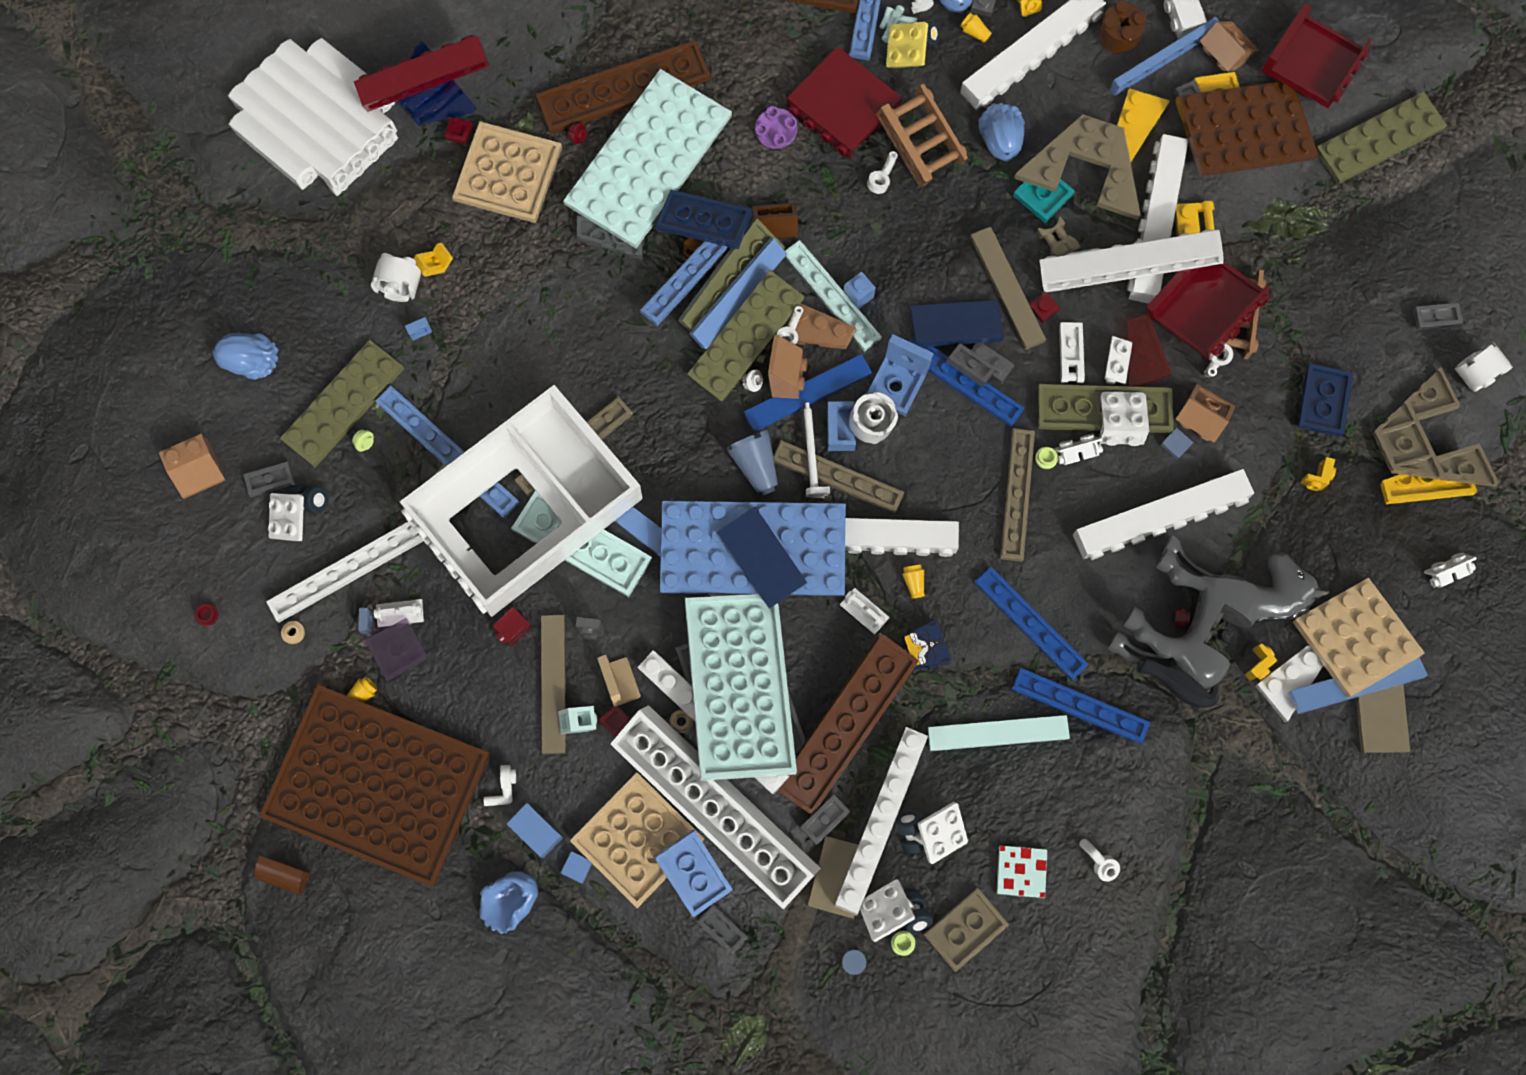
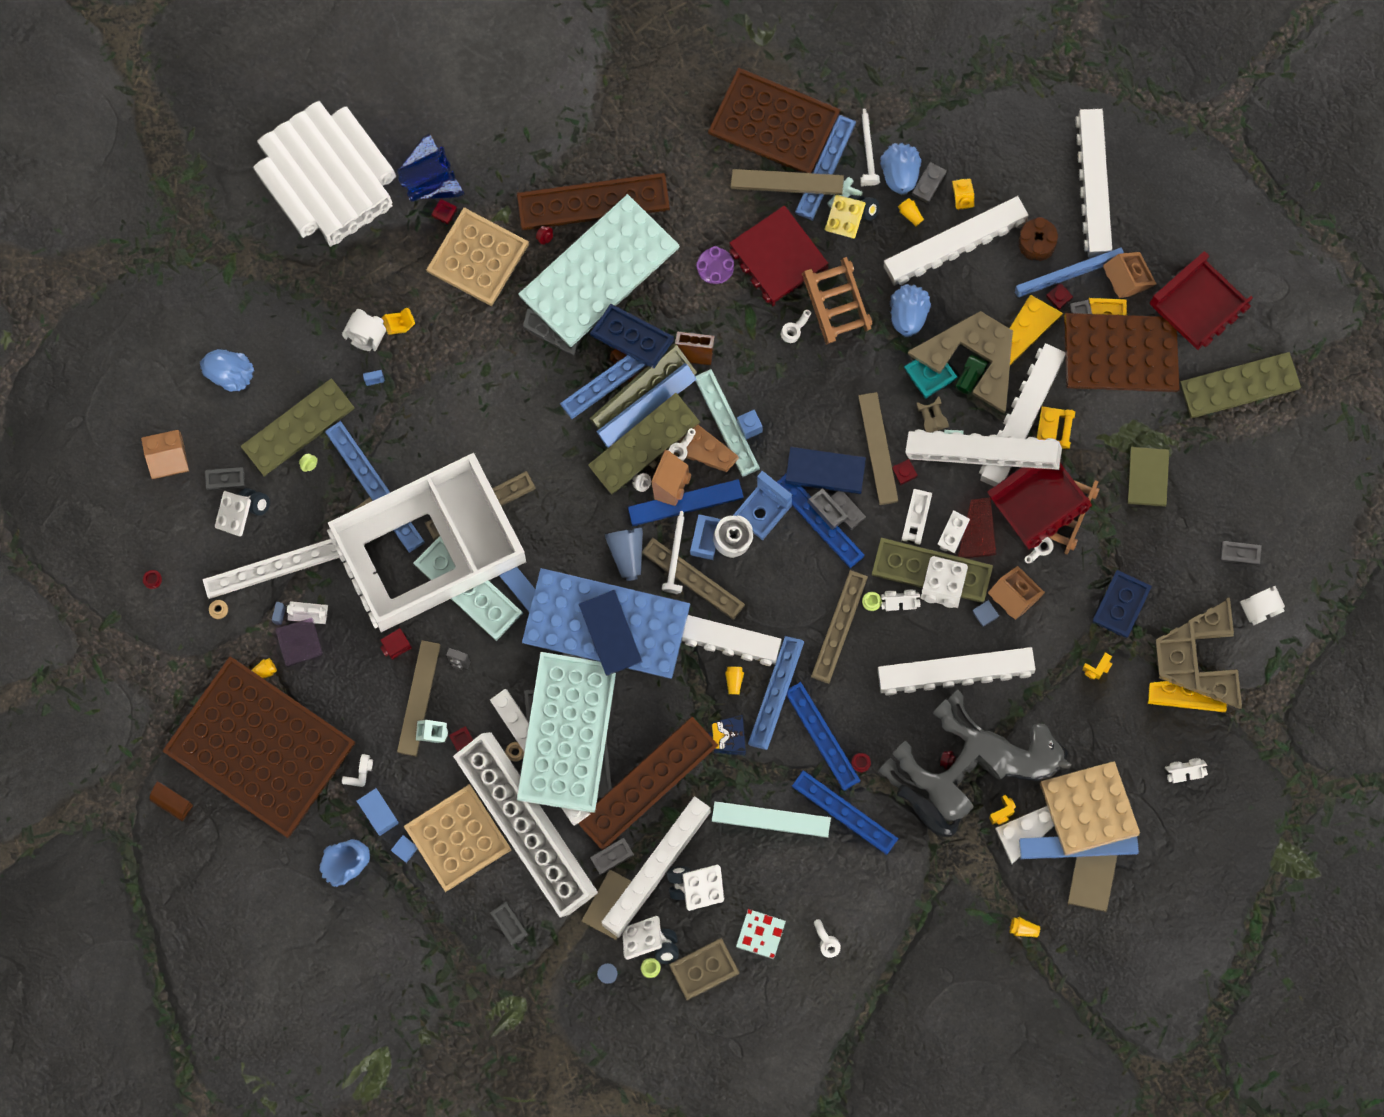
camera: 20 degrees right, 0 degrees up
(421, 73) = (423, 162): dark red brick -> none
(619, 680) = (472, 707): tan panel -> none
(693, 873) = (495, 873): medium blue plate -> none
(833, 23) = (787, 182): none -> dark tan tile
(864, 611) = (686, 695): white hinge -> none
(966, 586) = (776, 692): none -> medium blue tile
(1083, 643) = (861, 762): none -> dark red plate
(1090, 181) = (972, 371): none -> dark green piece
(1160, 84) = (1059, 296): none -> dark red plate
(1311, 255) = (1148, 476): none -> olive tile
(1320, 793) = (1022, 927): none -> yellow cone

